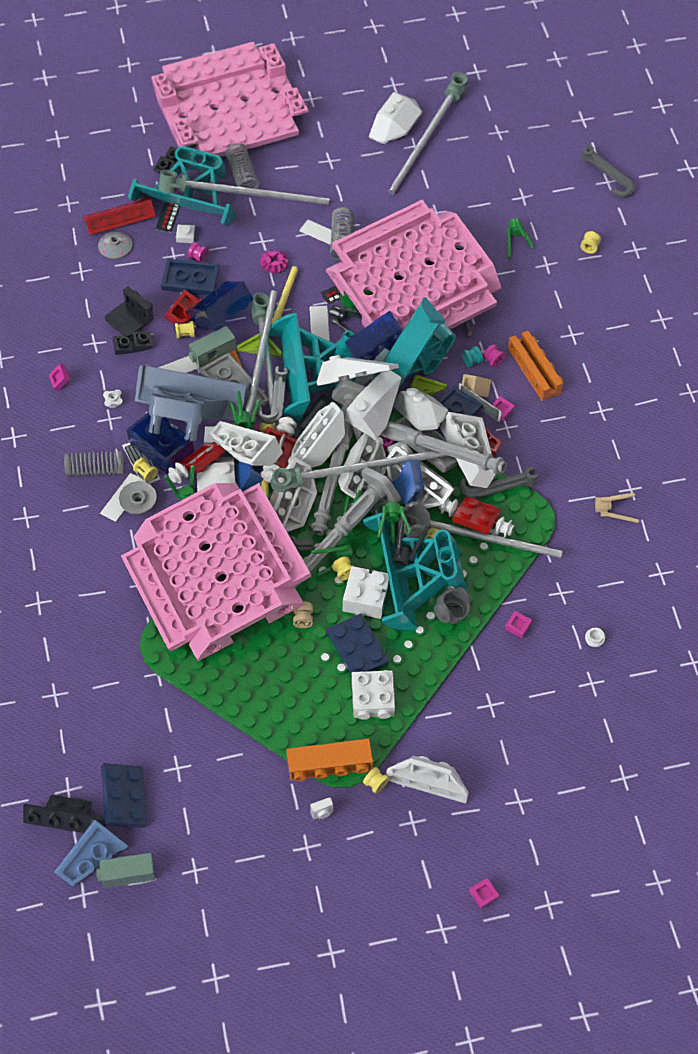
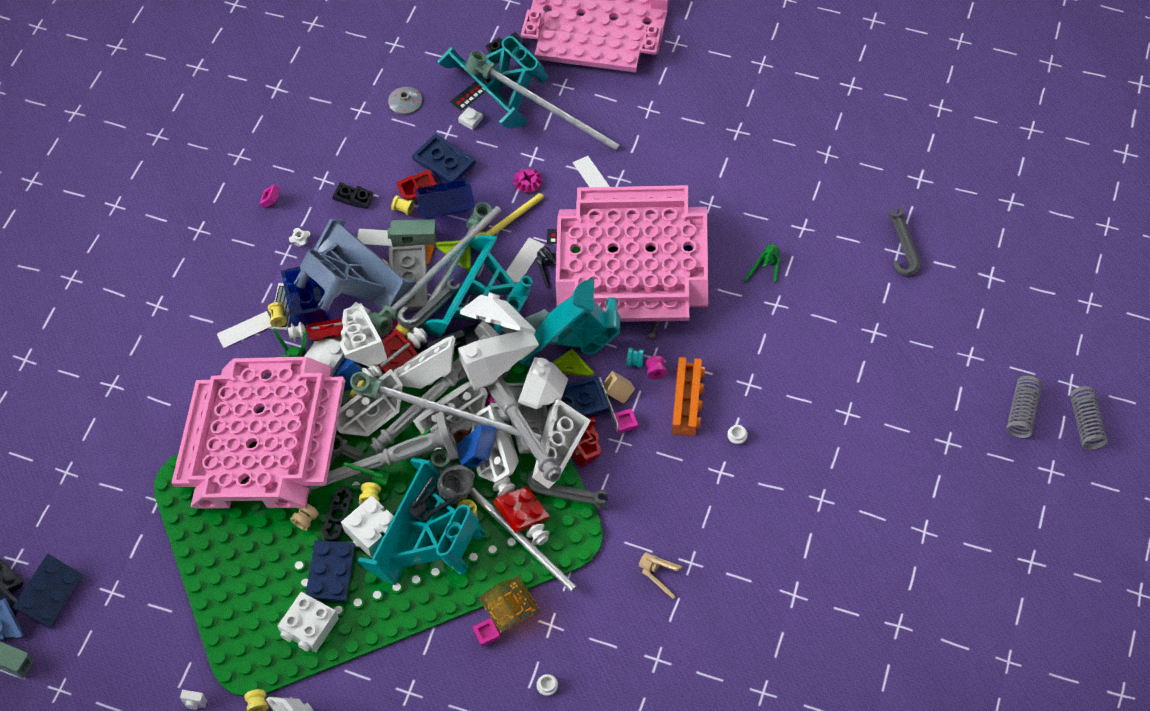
camera: 35 degrees right, 0 degrees up
(67, 464) = (261, 304): light grey piece -> none
(119, 216) = (425, 75): red fence -> none
(130, 314) = (368, 169): black bracket -> none
(137, 491) = (250, 330): light grey dish -> none
(198, 252) = (466, 140): dark pink wheel -> none
(234, 171) = (563, 69): light grey piece -> none
(243, 418) = (378, 310): green plant -> none
(329, 591) = (336, 506): none -> black beam
(329, 759) = (227, 659): orange brick -> none
(334, 220) = (607, 179): light grey piece -> none
(376, 337) = (543, 294): clear blue brick -> none
(392, 512) = (438, 467): green plant -> none
(395, 118) = (737, 95): white wedge -> none
(453, 92) = (816, 93): flat silver piece -> none
(453, 605) = (434, 581): dark grey hair -> none
(521, 593) = (509, 603): none -> clear yellow slope
(590, 242) = (831, 303): light yellow wheel -> none
(594, 375) = (737, 434): none -> white plate

